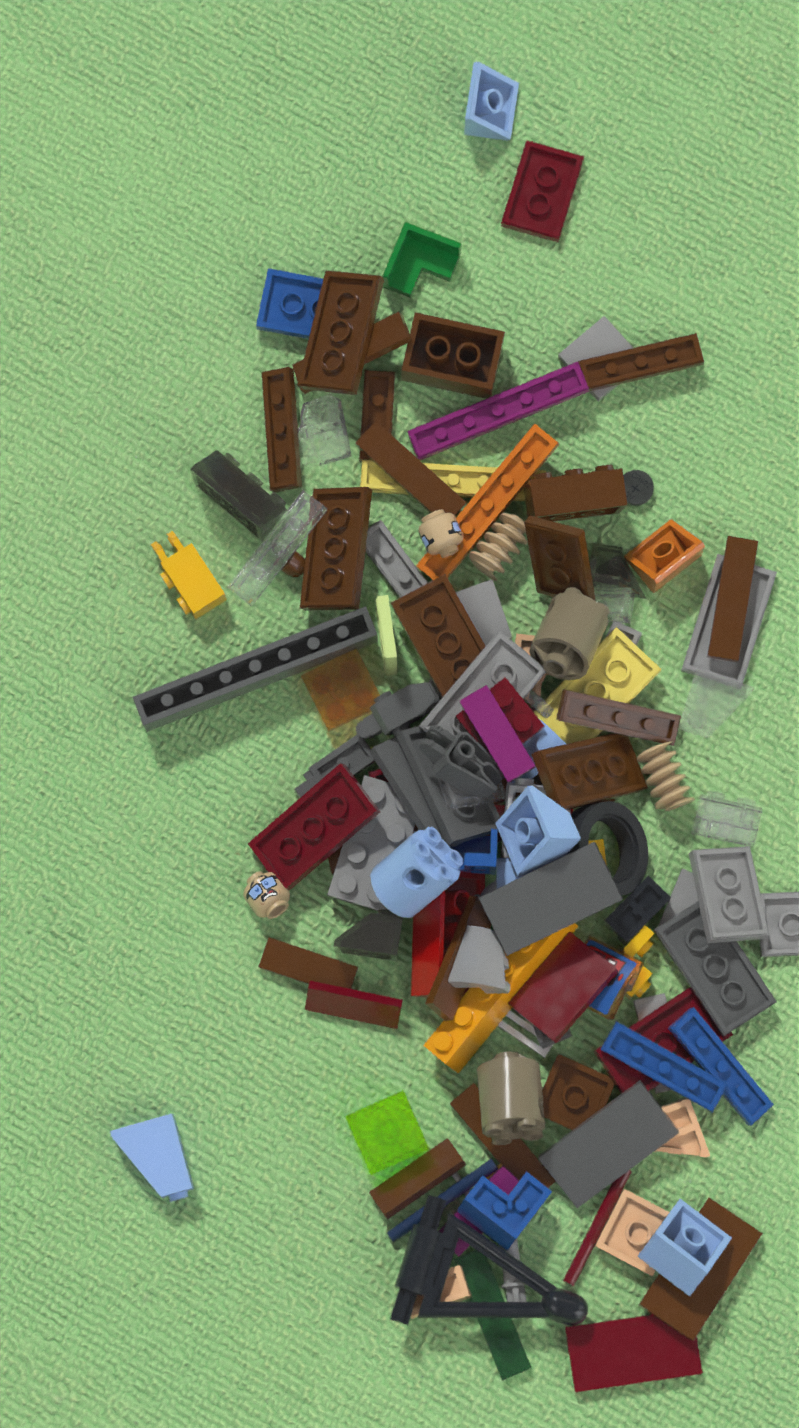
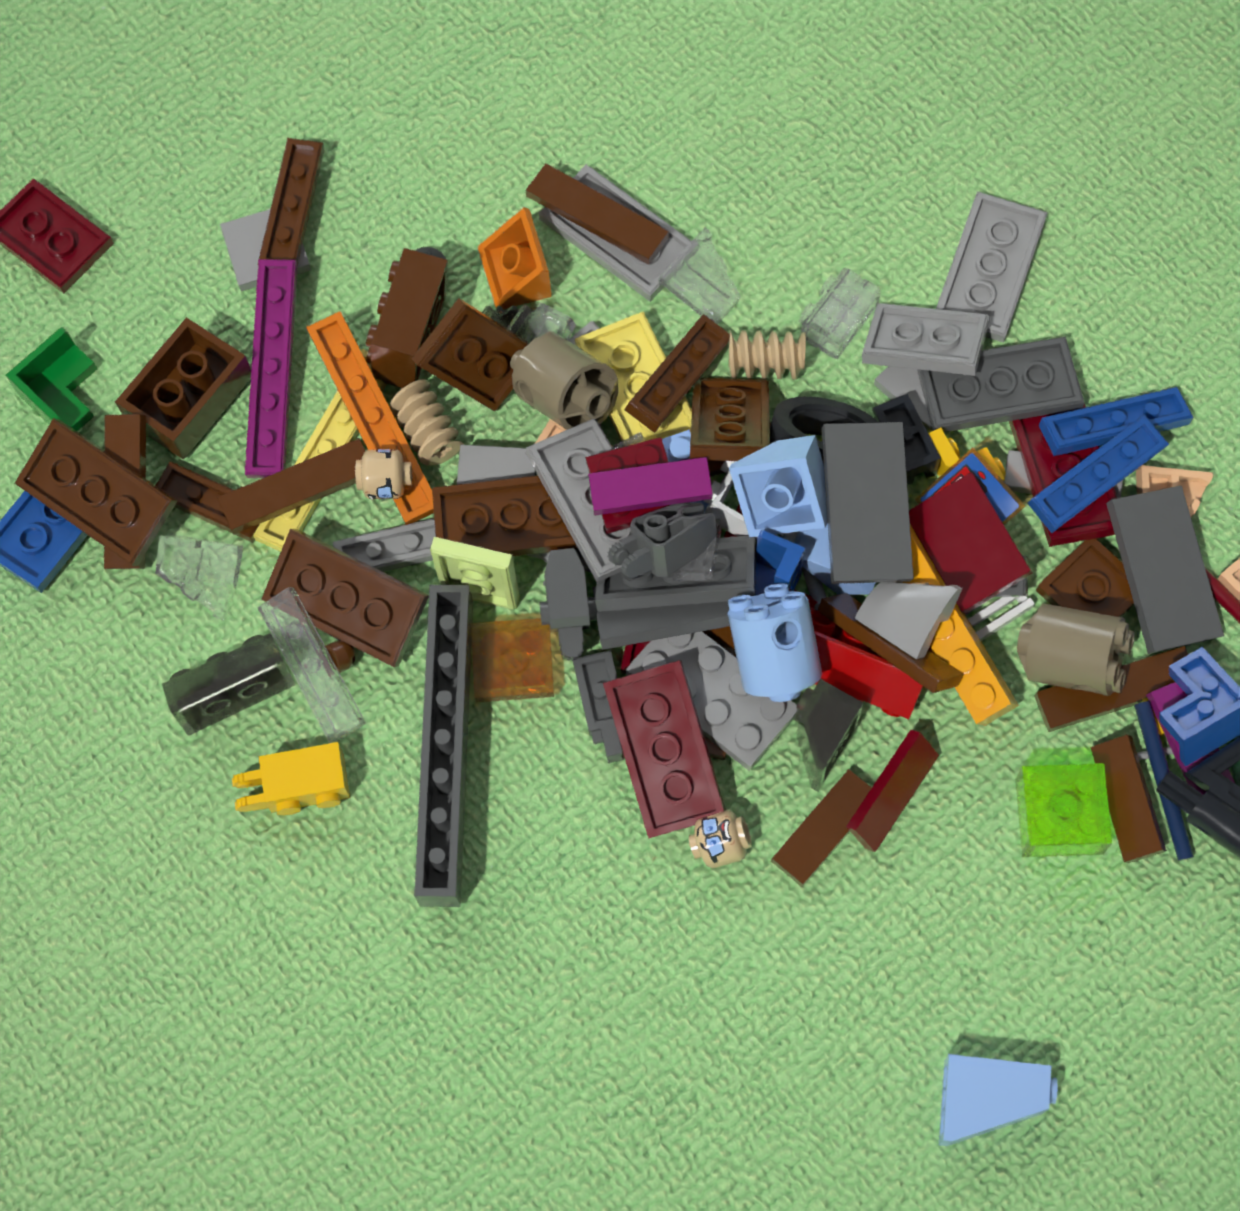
camera: 65 degrees left, 10 degrees down
(281, 429) = (173, 609): reddish brown tile -> none

